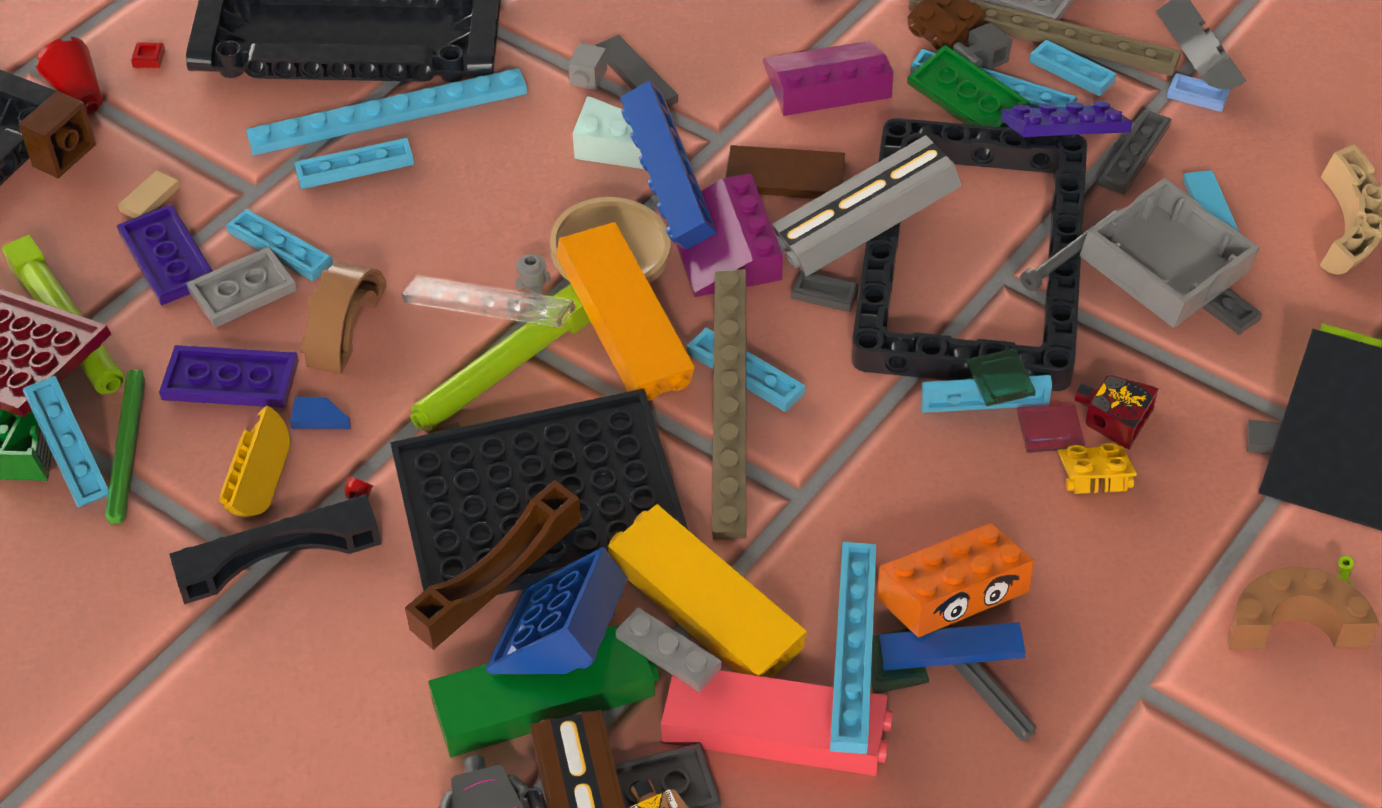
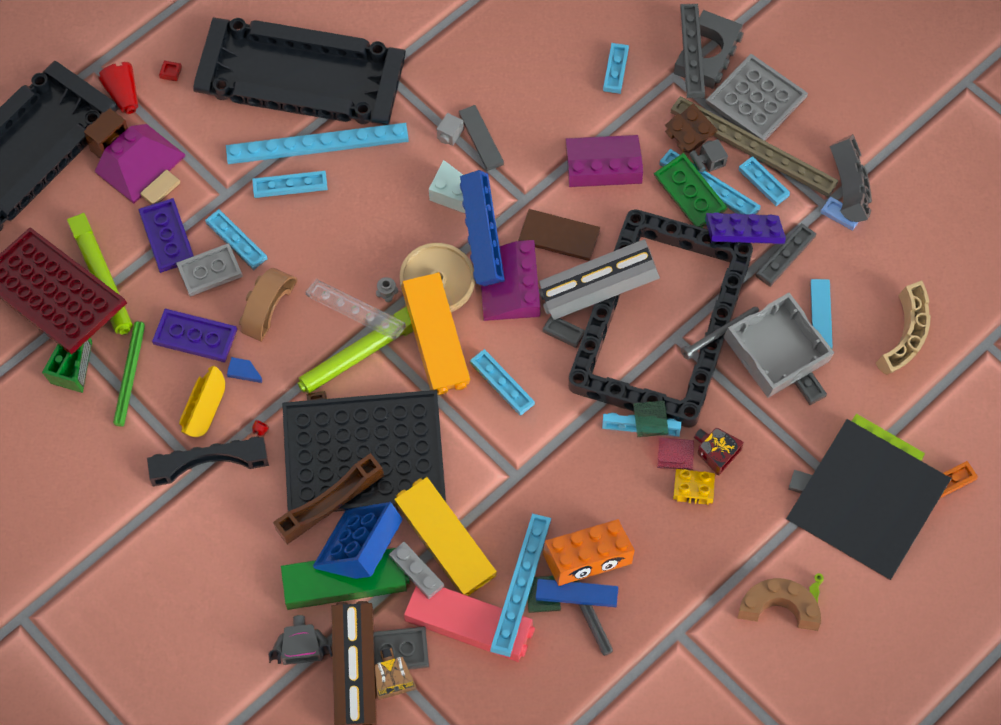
camera: 10 degrees right, 15 degrees up
(66, 441) = (95, 373): medium azure plate -> none
(104, 166) = (137, 160): none -> magenta slope
(730, 406) = (487, 406): dark tan plate -> none

